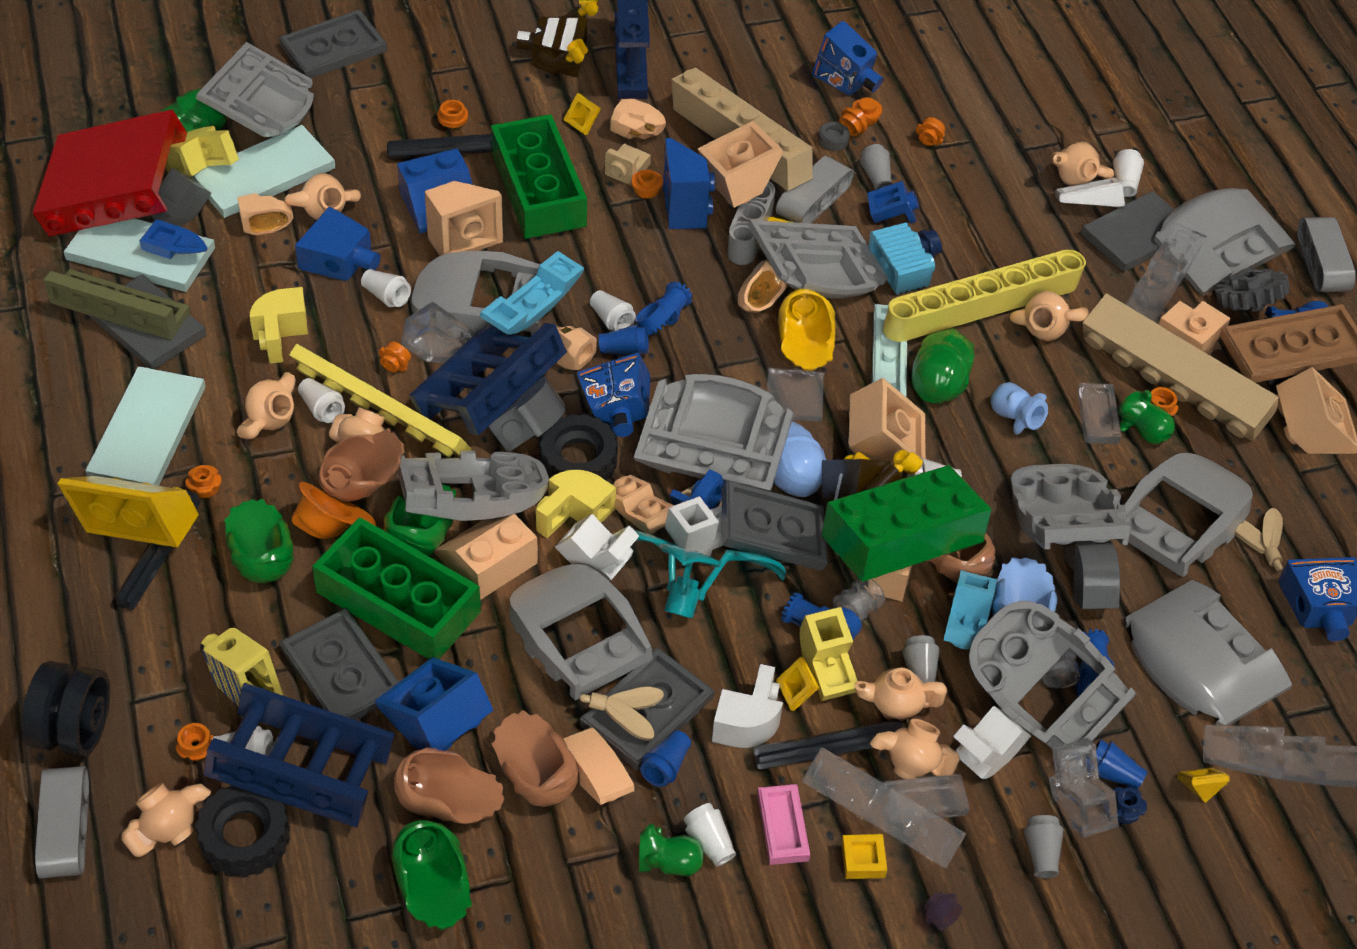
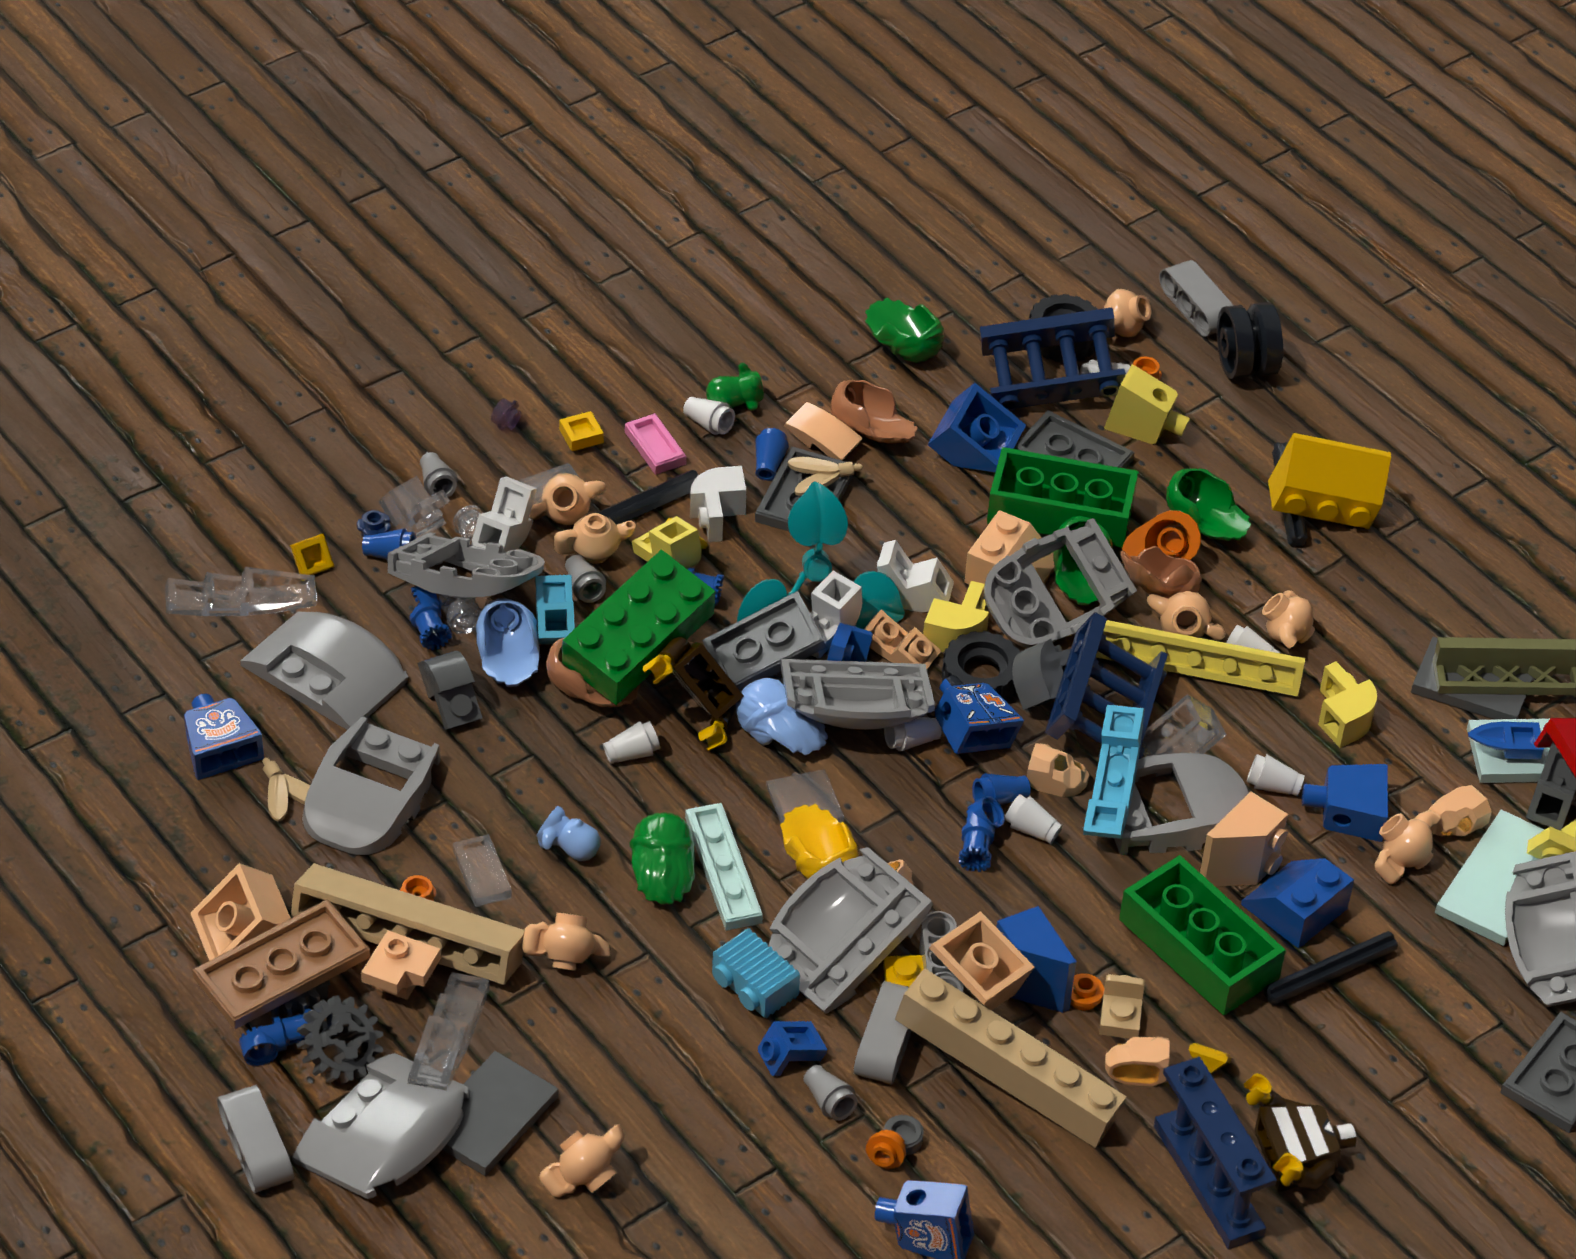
camera: 160 degrees right, 5 degrees down
(147, 426) = (1386, 587): light aqua tile -> none
(203, 481) = (1298, 556): orange plate -> none
(394, 357) = (1219, 705): orange plate -> none
(446, 787) = (931, 380): nougat hair -> none
(452, 114) = (1358, 1003): orange plate -> none
(560, 595) = (924, 533): light grey slope -> none
(871, 109) = (878, 1181): orange plate -> none
(883, 807) = (588, 455): clear slope -> none
(885, 423) = (694, 770): light nougat slope -> none
(930, 242) = (731, 1008): dark blue plate -> none
(931, 131) = (786, 1170): orange plate -> none
(981, 295) = (642, 944): light yellow beam -> none
(1023, 767) = (466, 520): none -> clear bush
(1067, 505) = (504, 767): light grey slope -> none
(1101, 193) = (535, 1137): white slope -> none
(1128, 170) = (522, 1187): white cone -> none
(1149, 419) = (422, 859): green animal -> none

